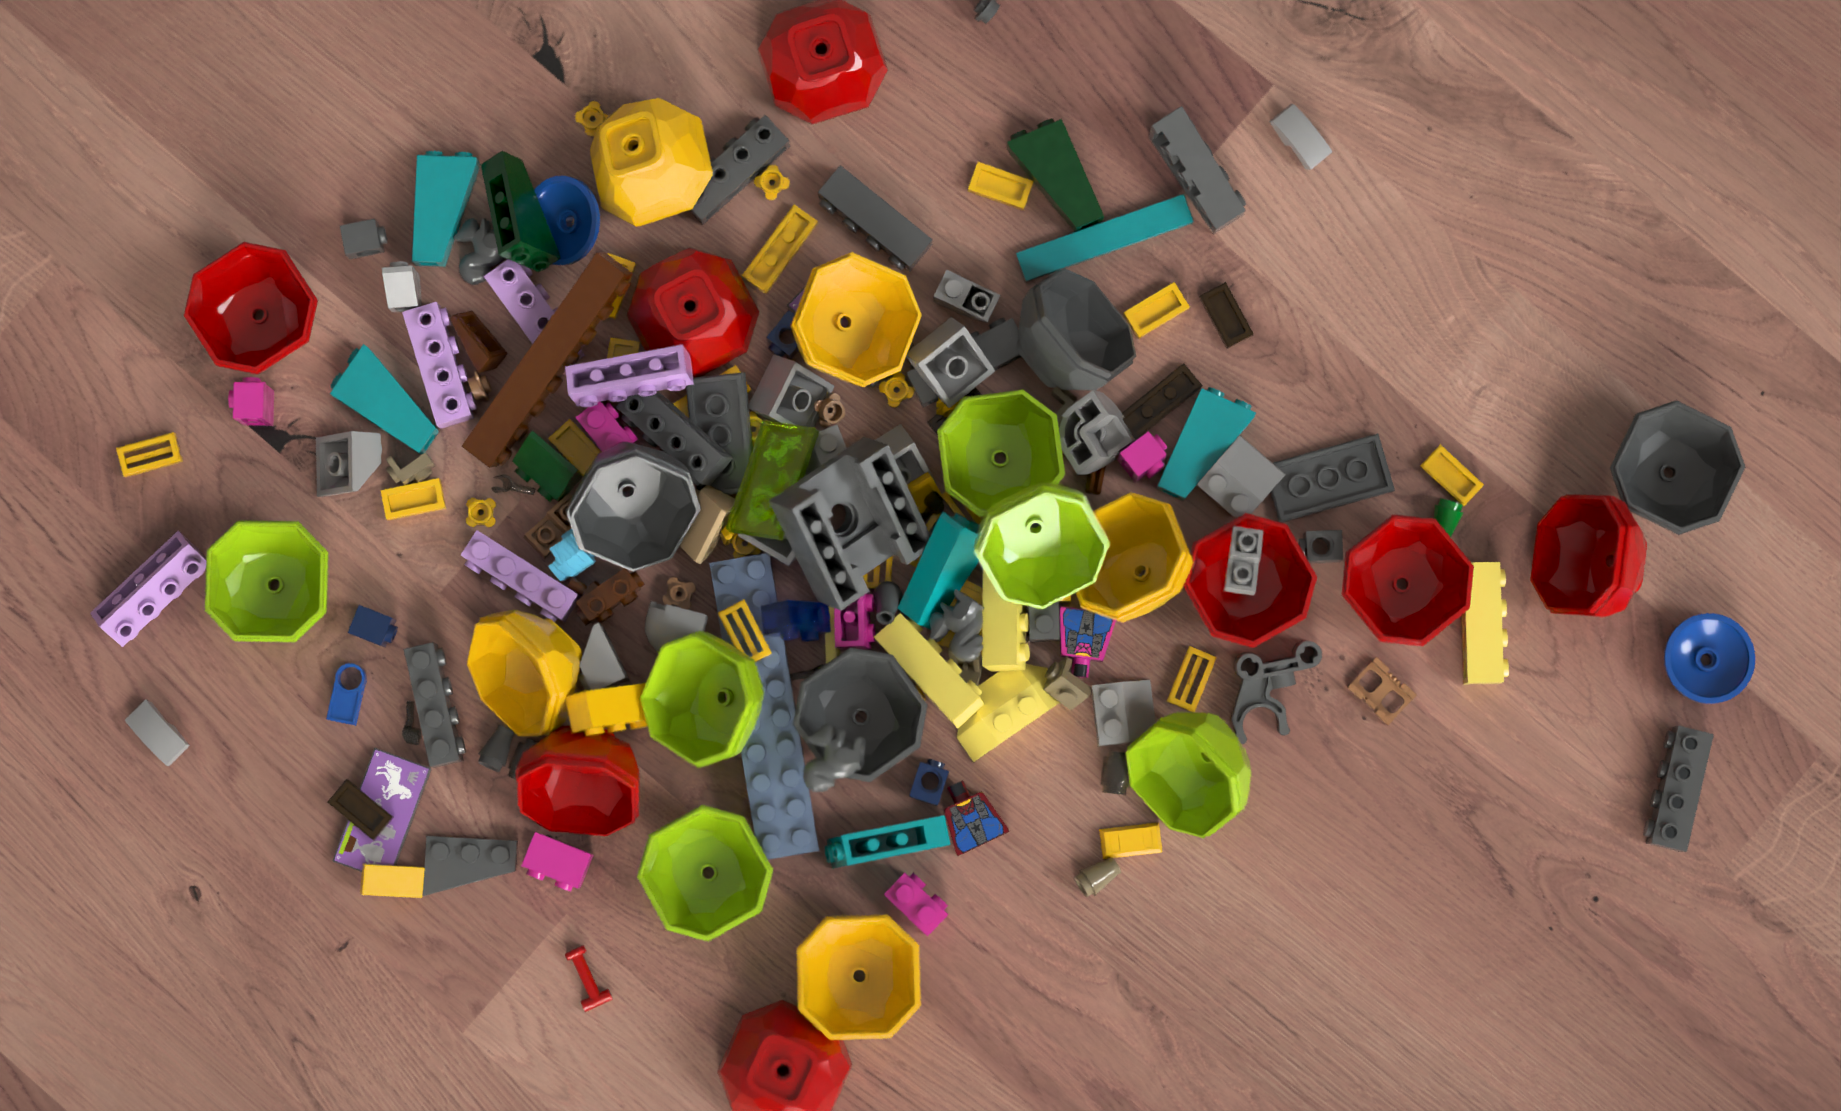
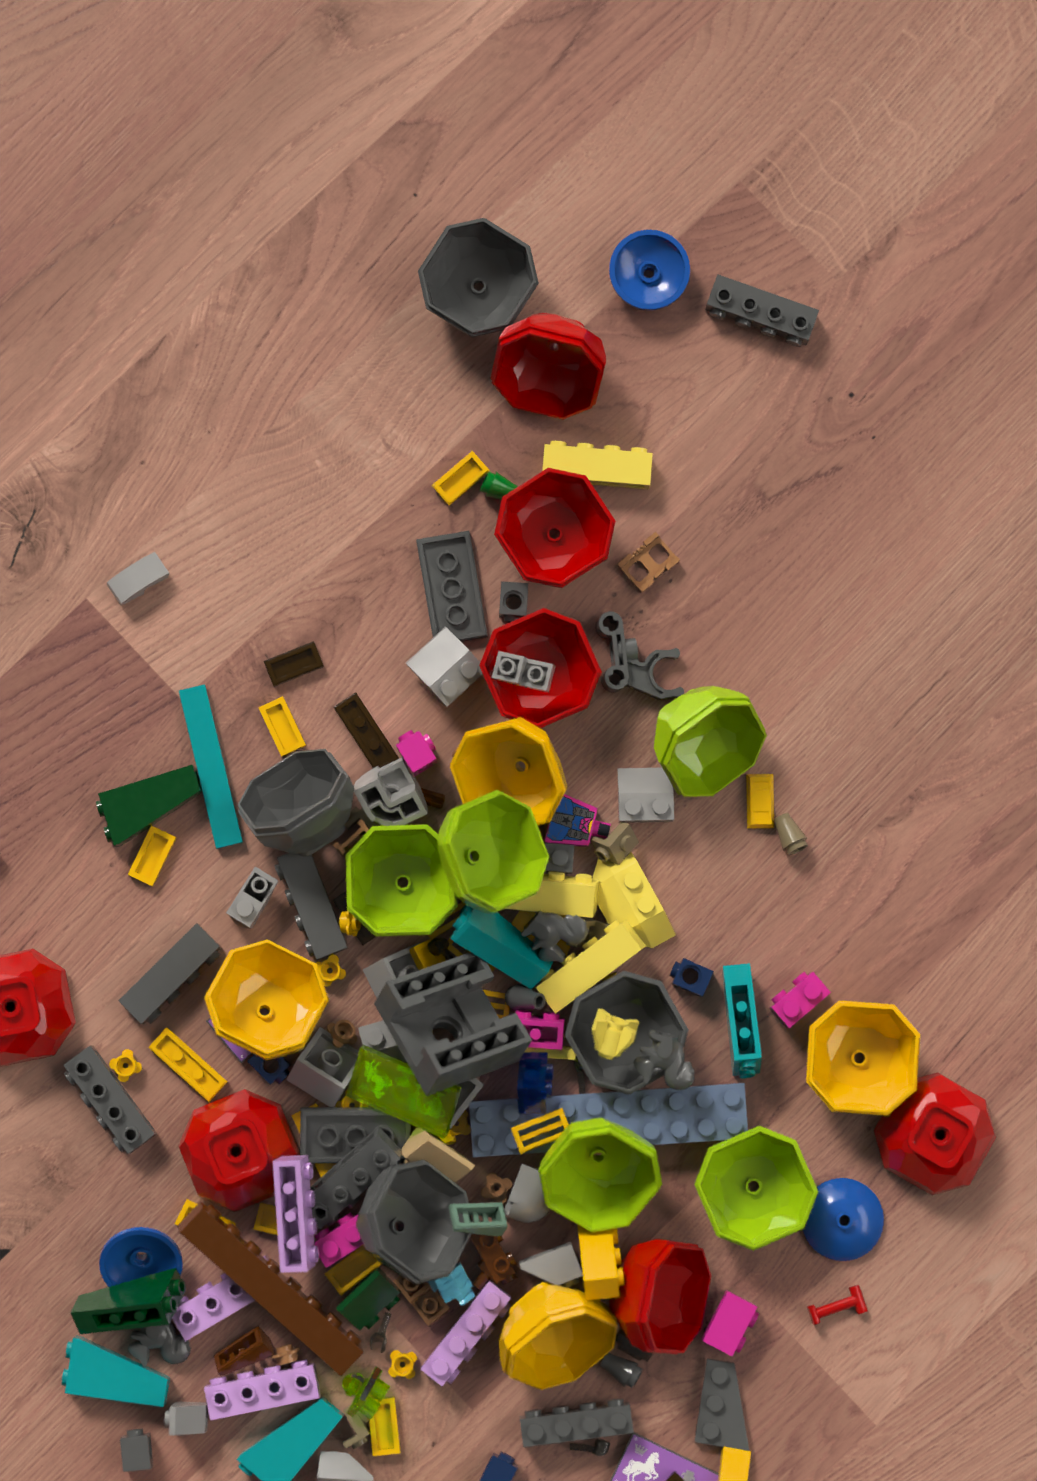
camera: 85 degrees left, 0 degrees up
(452, 463) = (361, 1389): none -> clear neon green hips
(583, 117) = (39, 1225): yellow plate -> none
(654, 590) = (493, 1210): none -> sand green slope
(662, 173) = (106, 1161): yellow rock -> none
(704, 976) = (865, 1223): none -> blue dish
(856, 697) = (612, 1034): none -> light yellow brick
(950, 362) = (312, 918): light grey slope -> none
(972, 819) = (728, 941): torso -> none
(1041, 397) = (347, 845): none -> medium nougat piece
(1115, 773) = (699, 808): clear smoke brick -> none
(1182, 702) = (641, 742): yellow tile -> none
(1197, 170) = (159, 675): dark grey wedge -> none
(1204, 439) = (404, 695): teal slope -> none

